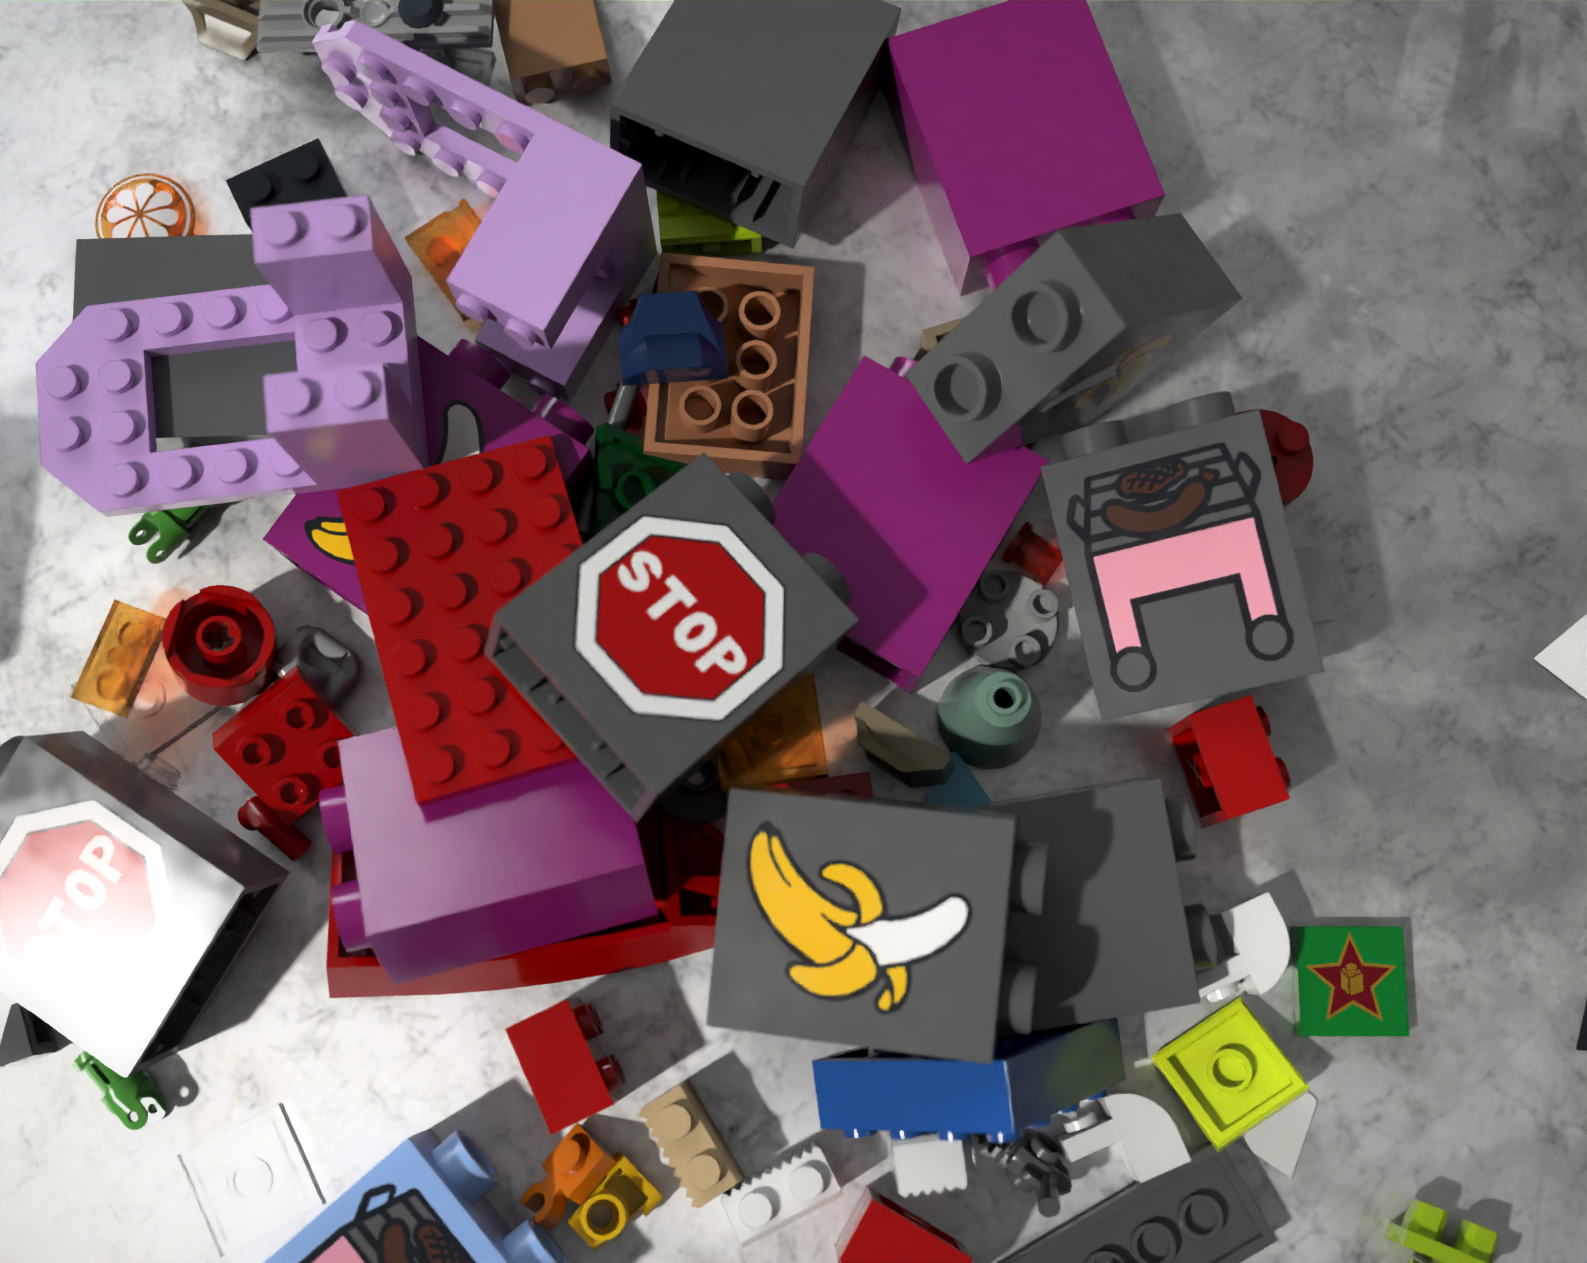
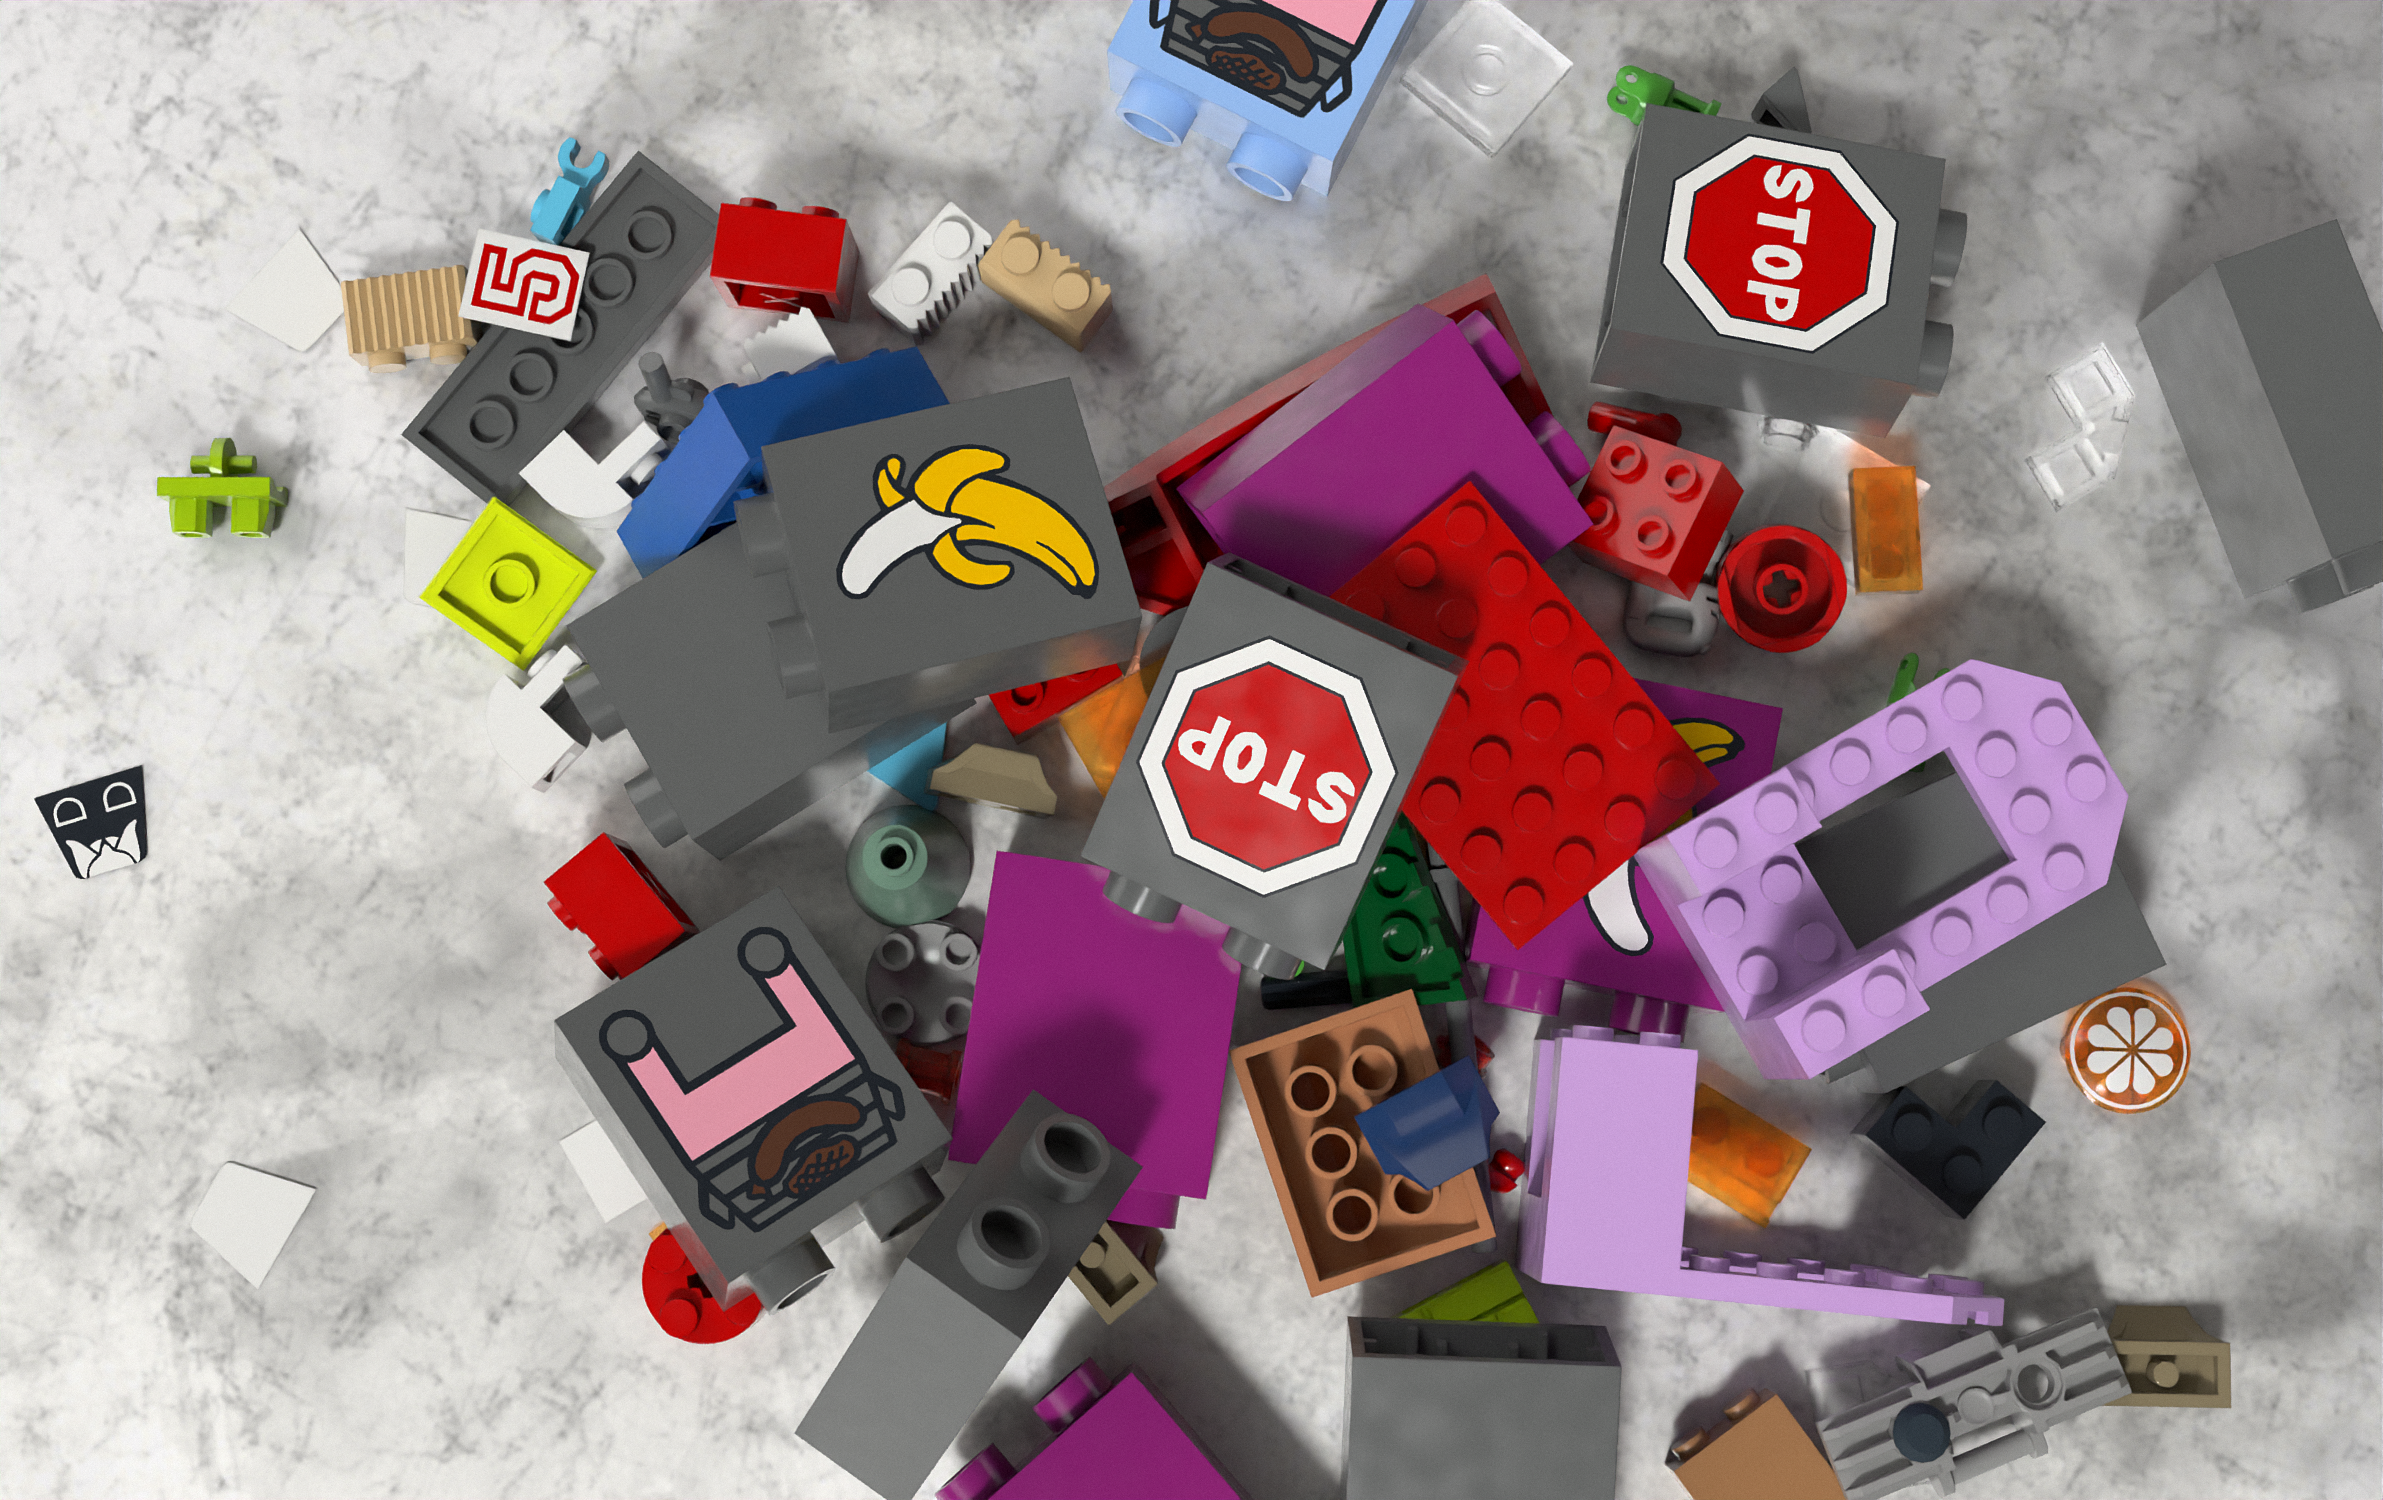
camera: 160 degrees right, 5 degrees up
(567, 1063) = (1207, 307): red brick -> none
(573, 1174) = (1155, 209): orange plate -> none
(624, 1194) = (1094, 210): yellow plate -> none
(1349, 981) = (410, 737): green tile -> none

